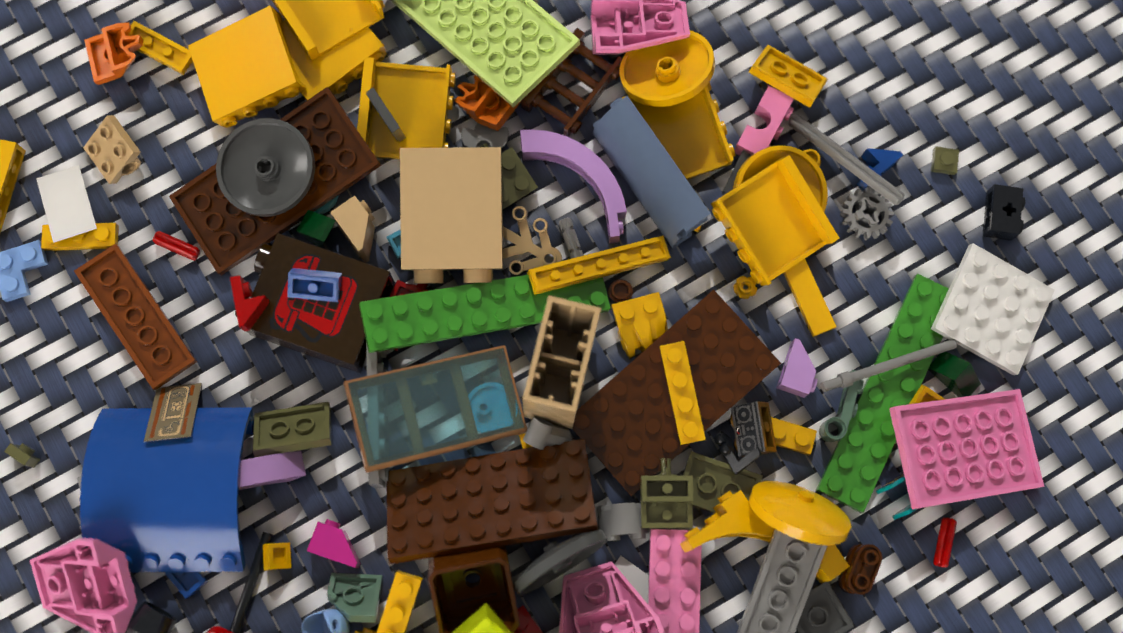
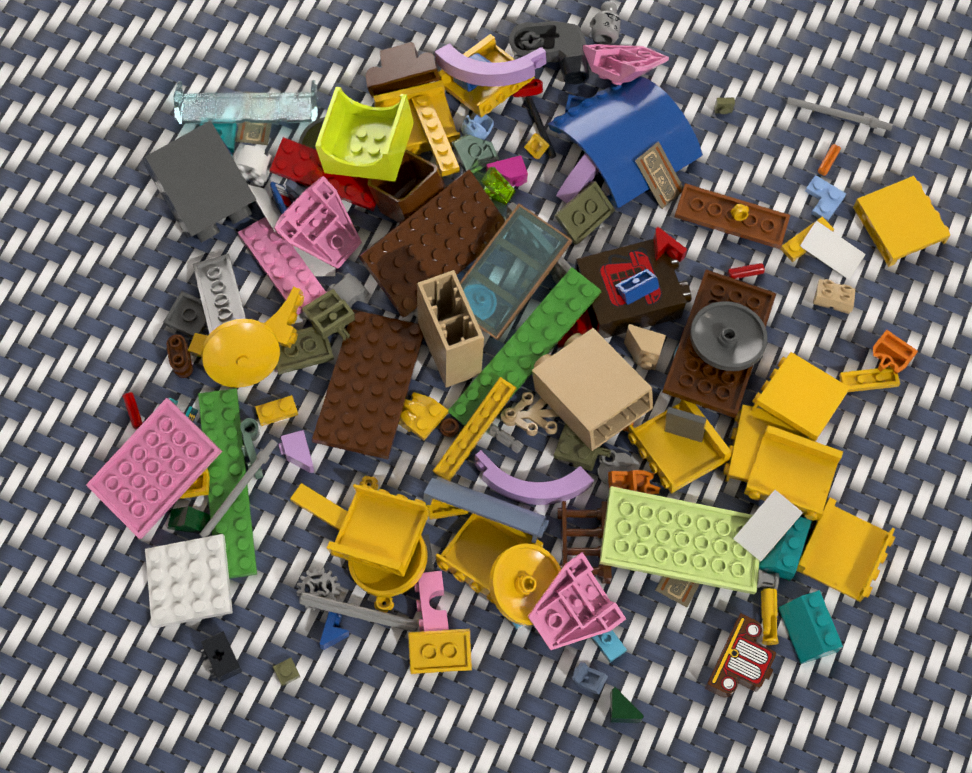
camera: 145 degrees right, 10 degrees down
(125, 307) = (740, 212): none -> yellow plate
(316, 227) = (670, 327): dark green slope -> none
(362, 533) = (497, 186): none -> clear neon green slope
(558, 560) = (369, 231): dark grey dish -> none
(682, 393) = (363, 380): yellow plate -> none
(728, 450) = (311, 373): black piece -> none
(753, 428) = (302, 393): brick -> none

